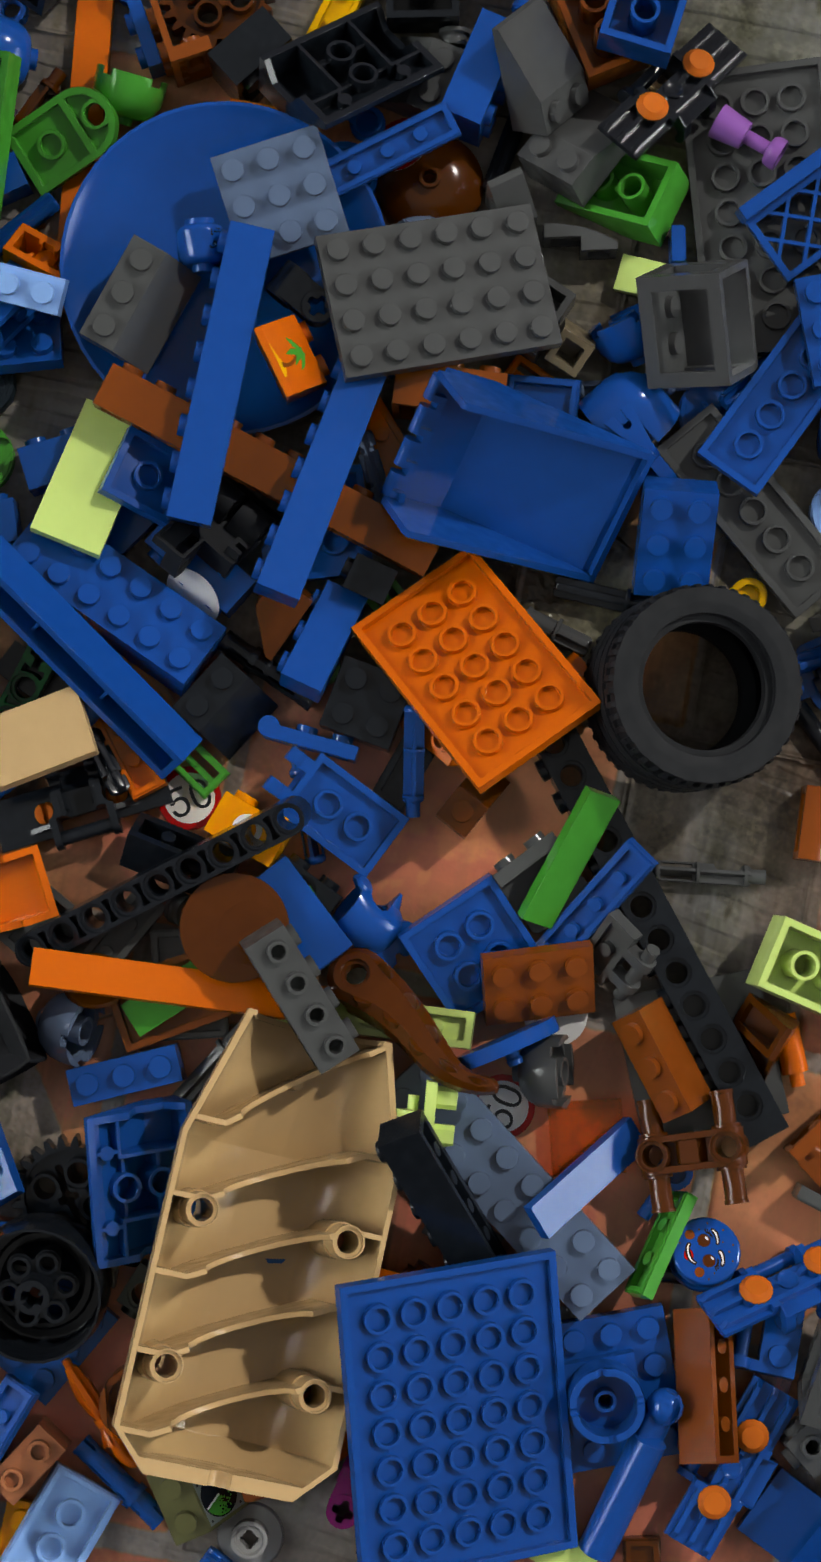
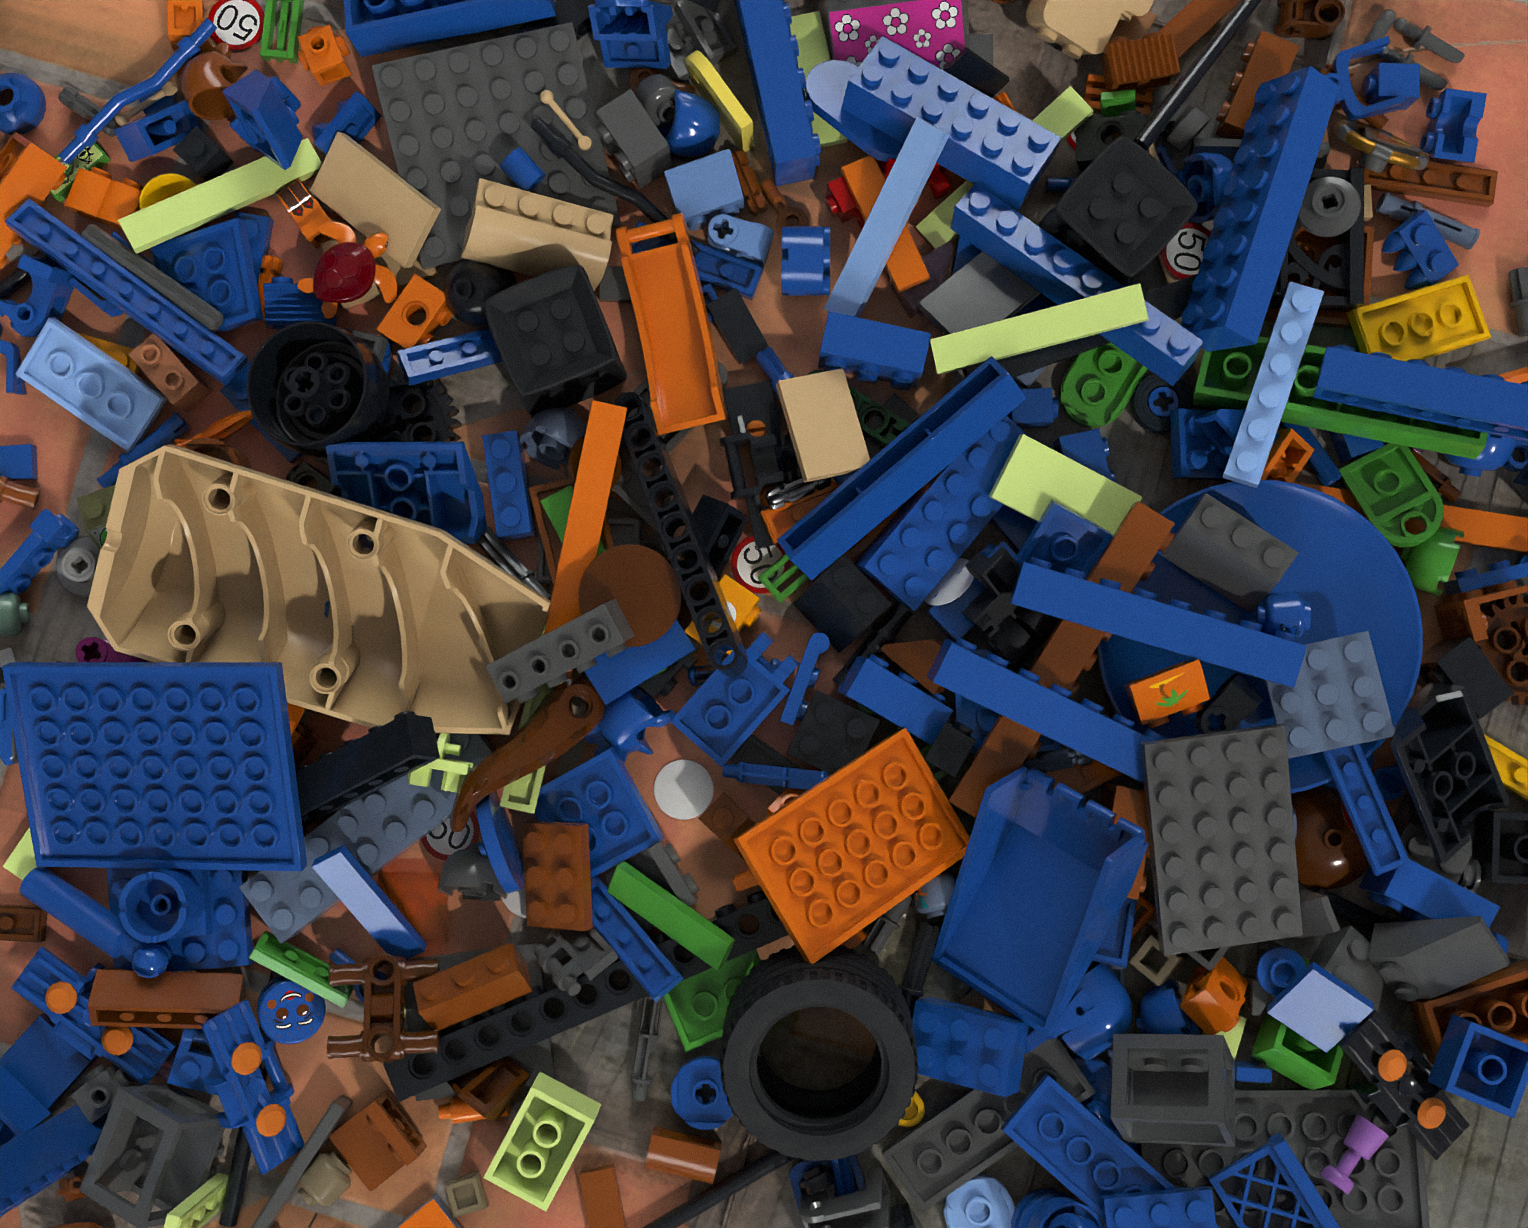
camera: 90 degrees right, 0 degrees up
(437, 859) = (683, 789): none -> white sticker
(525, 583) = (935, 895): none -> sand blue head
(525, 781) = (744, 880): none -> orange tile
(570, 222) = (1278, 969): none -> blue piece
(601, 181) = (1320, 1007): none -> tile
(602, 287) = (1215, 997): none -> orange brick
(656, 818) = (701, 1001): none -> bright green tile
(767, 821) = (691, 1106): none -> blue plate

